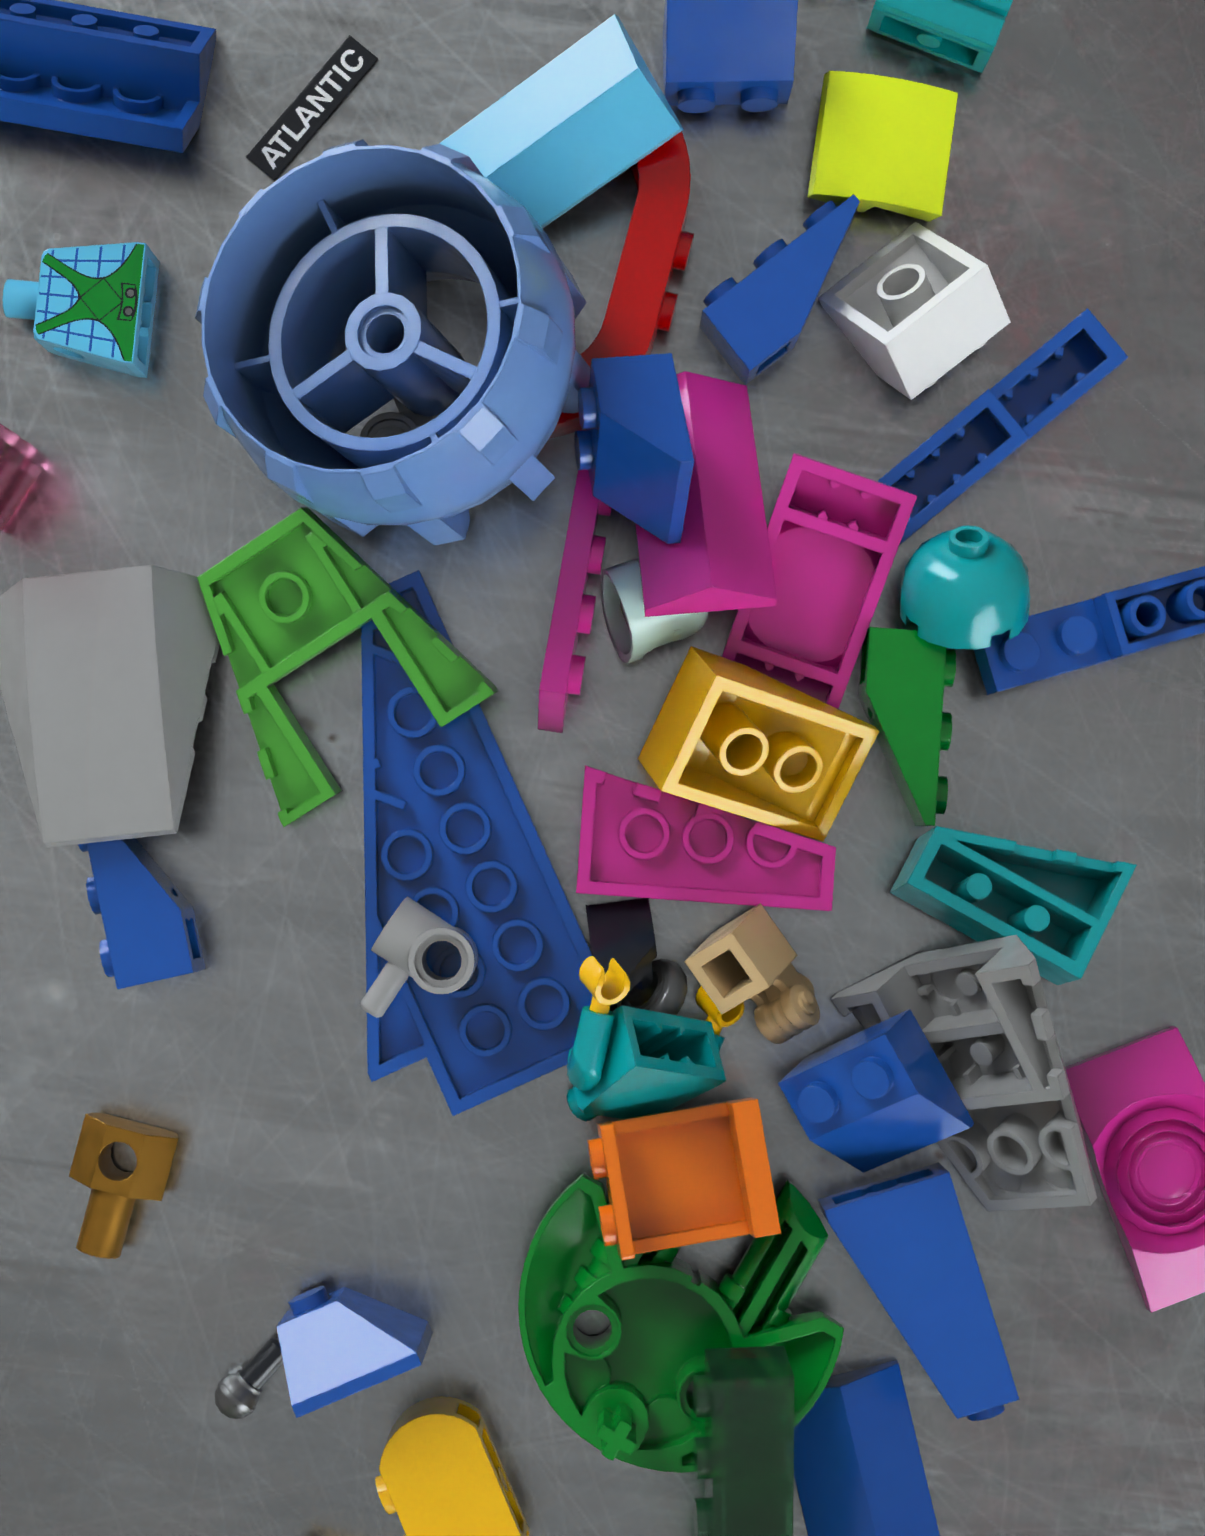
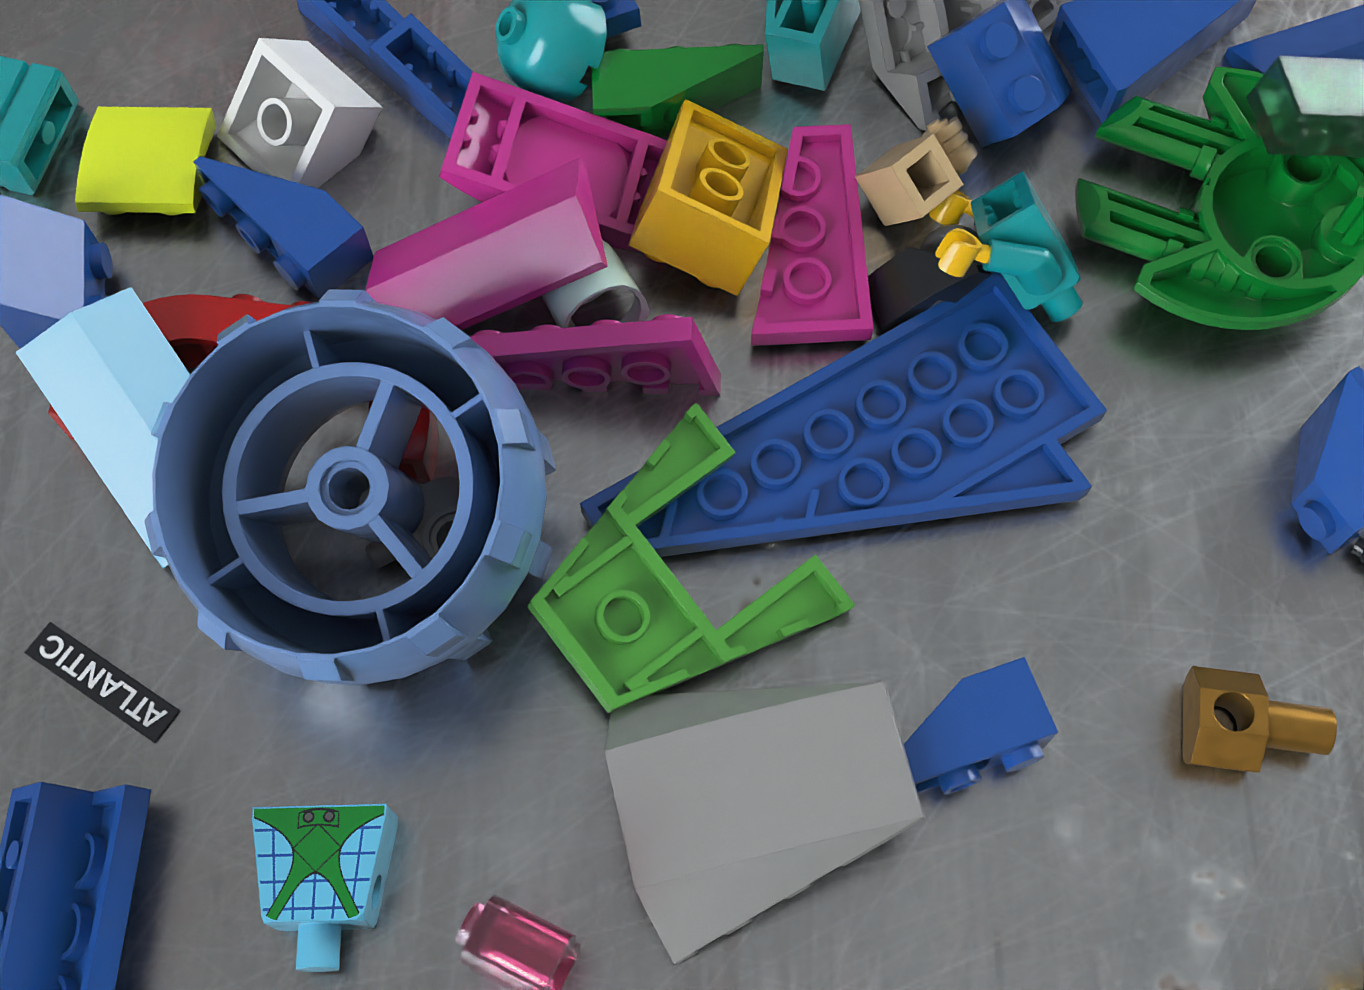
camera: 95 degrees left, 20 degrees down
(405, 947) = (950, 453): light grey piece -> none
(637, 441) = (447, 260): blue slope -> none
(684, 1177) = (1116, 188): orange panel -> none

